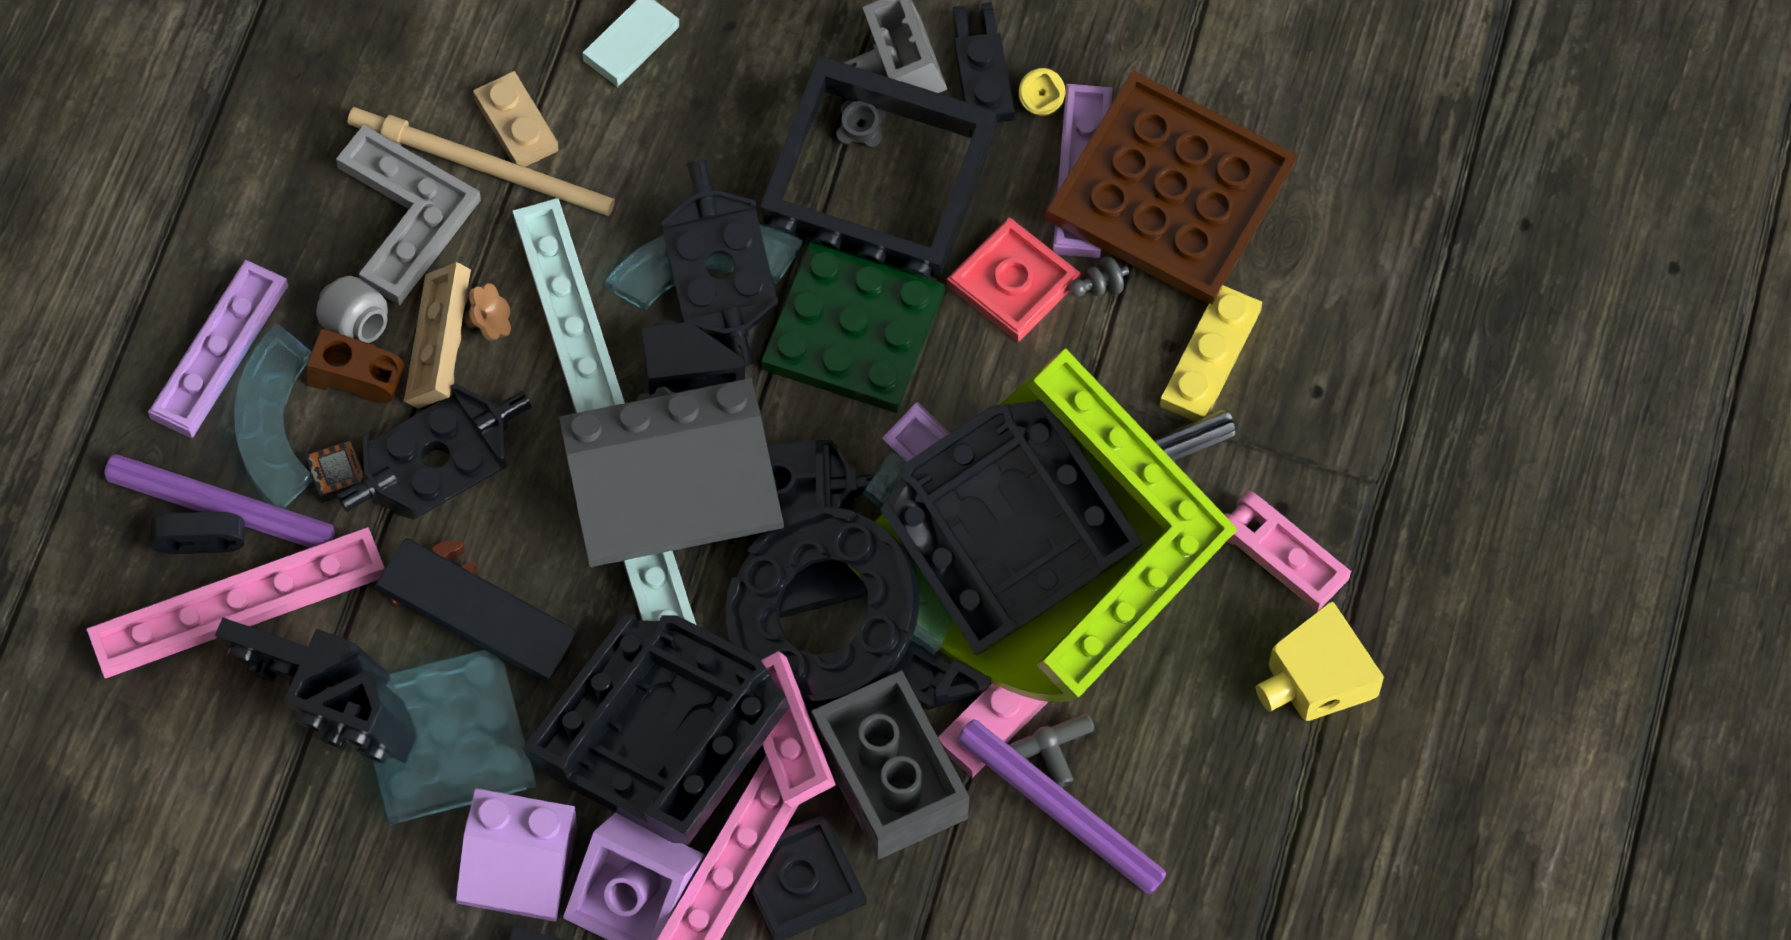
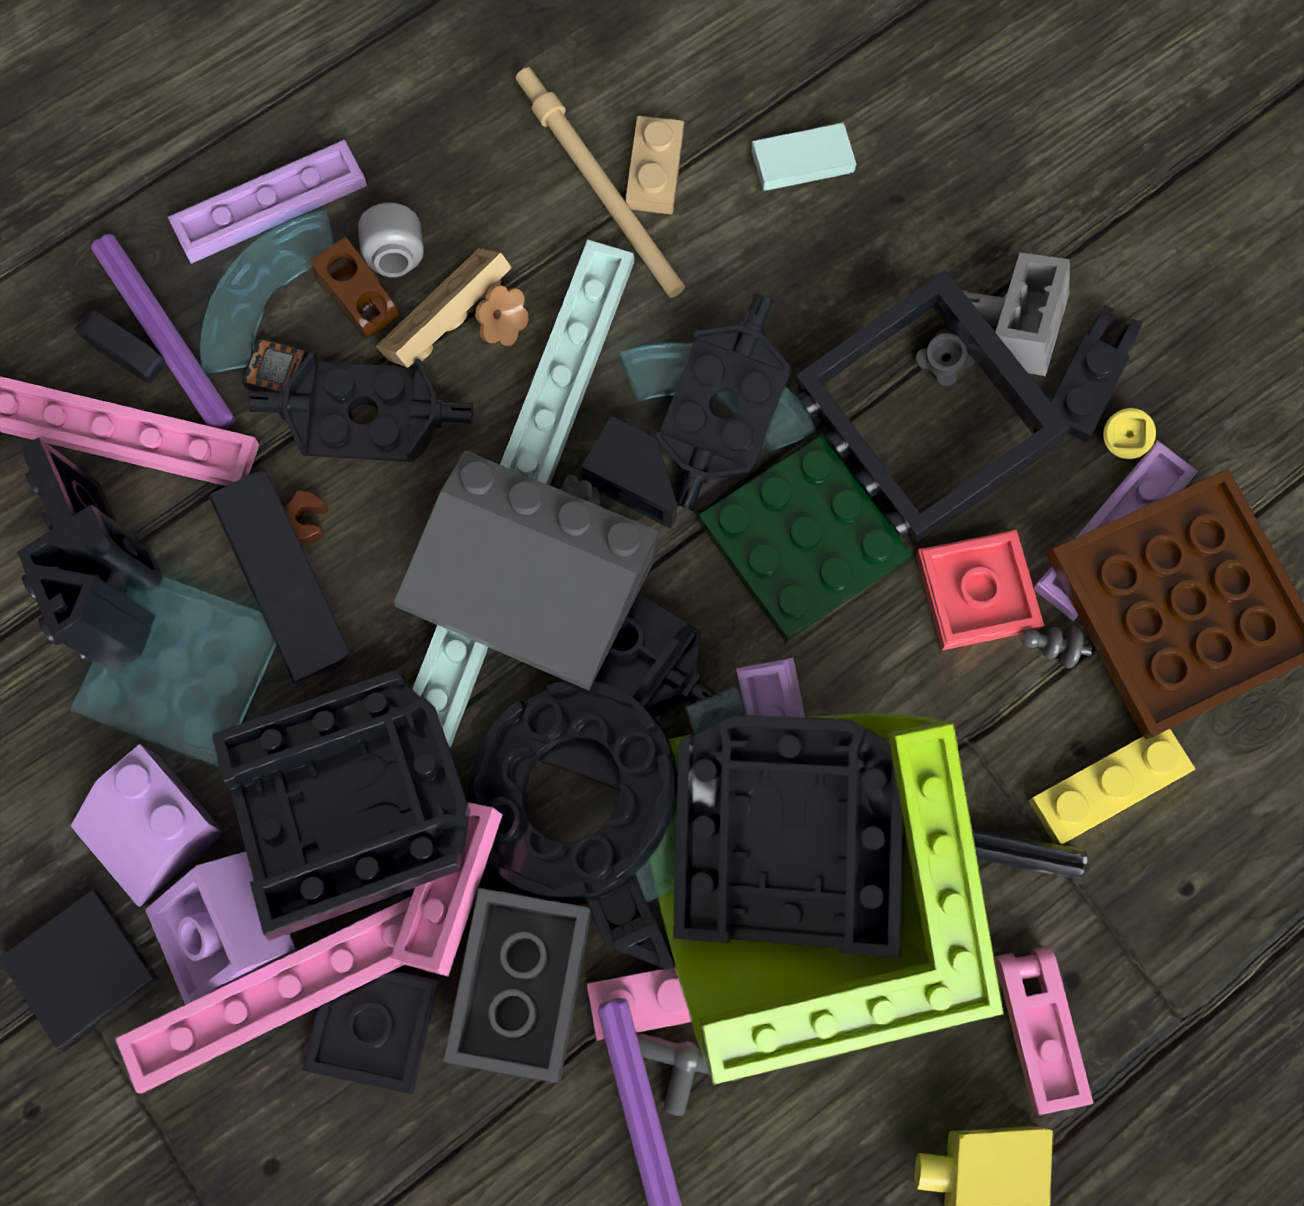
camera: 35 degrees right, 10 degrees up
(435, 204) = (526, 201): light grey plate -> none

